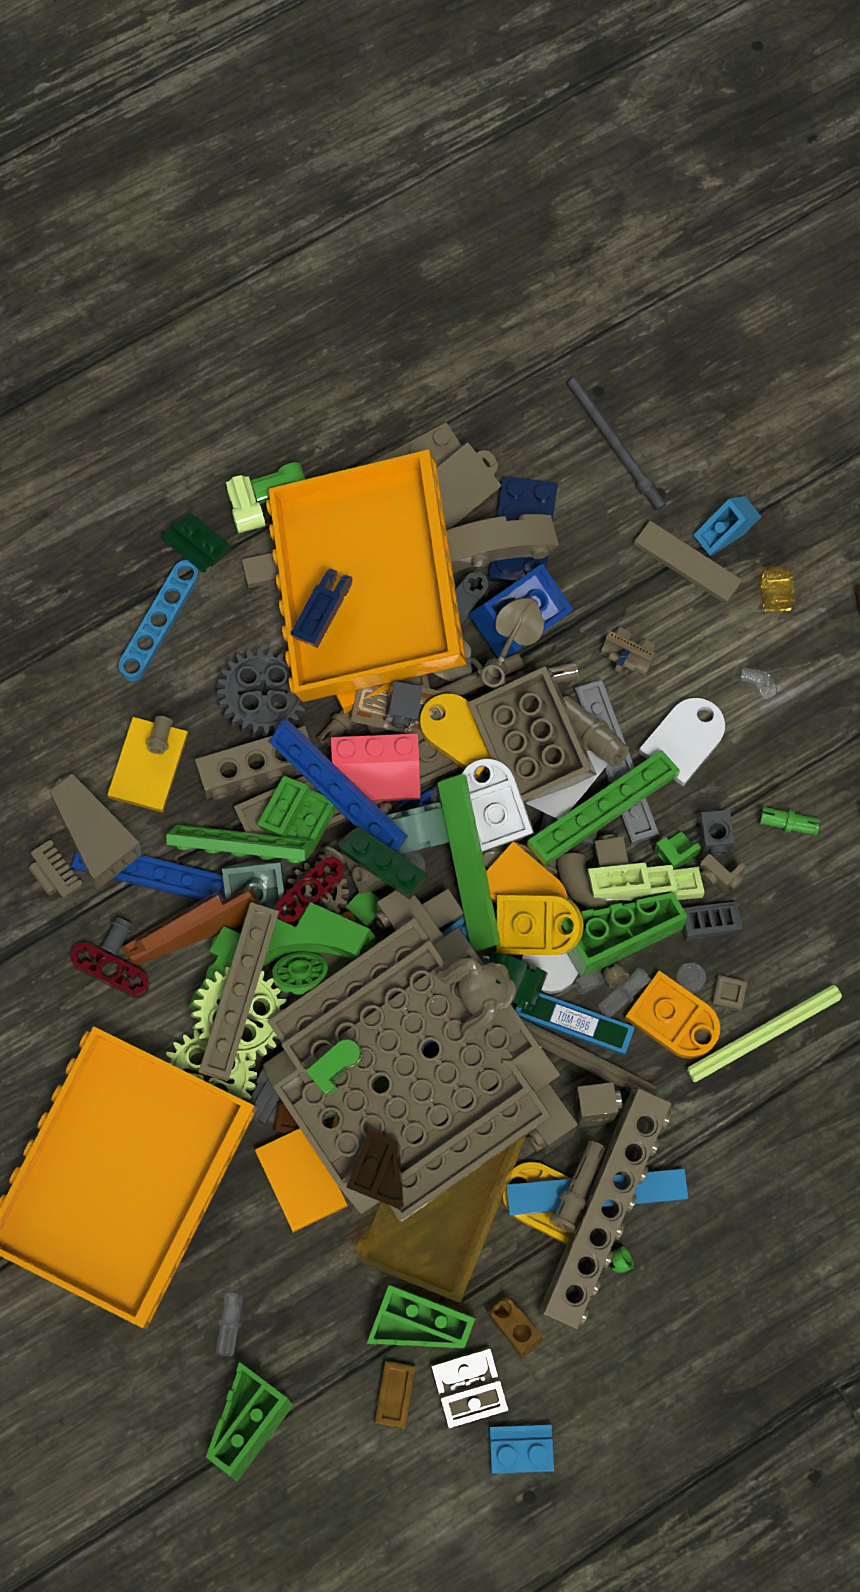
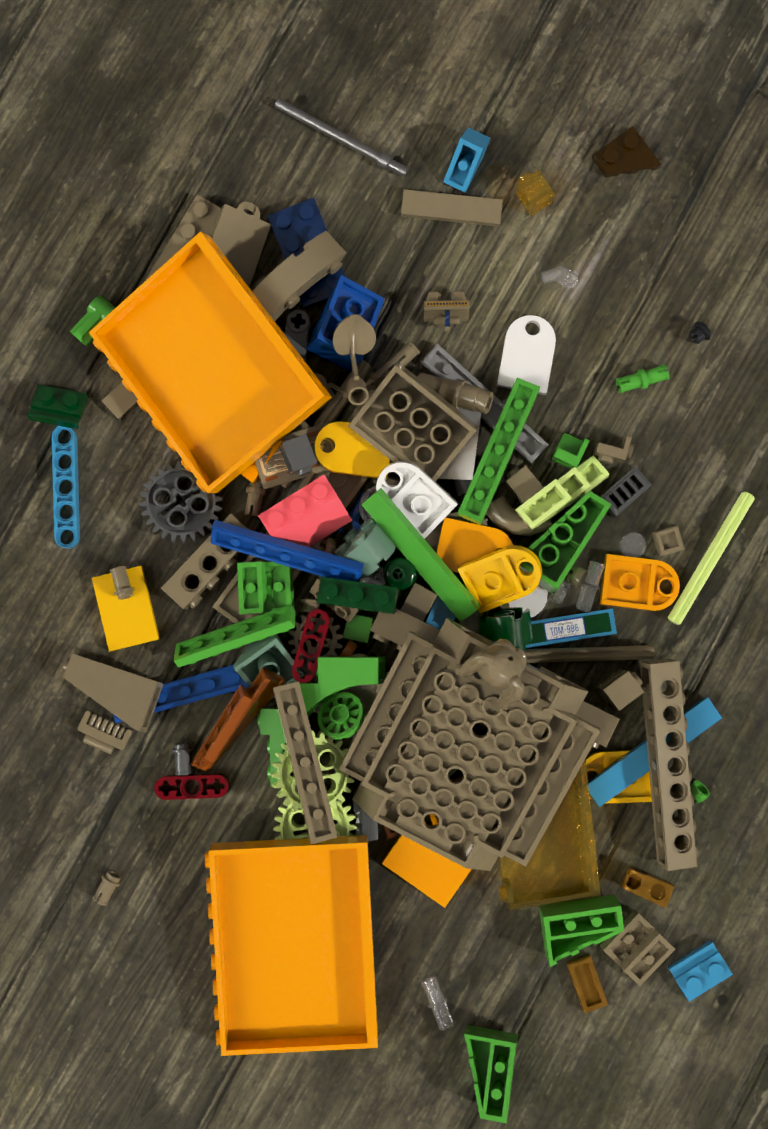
camera: 25 degrees left, 15 degrees up
(246, 511) = (78, 355): yellowish green piece -> none
(321, 608) = (190, 413): dark blue hinge -> none
(334, 1064) = (415, 775): bright green leg -> none
(379, 1170) = (493, 845): dark brown wing -> none
(440, 873) = (393, 577): none -> dark green head
(573, 1199) = (641, 771): dark tan pin -> none
(716, 821) = (592, 409): dark grey brick -> none

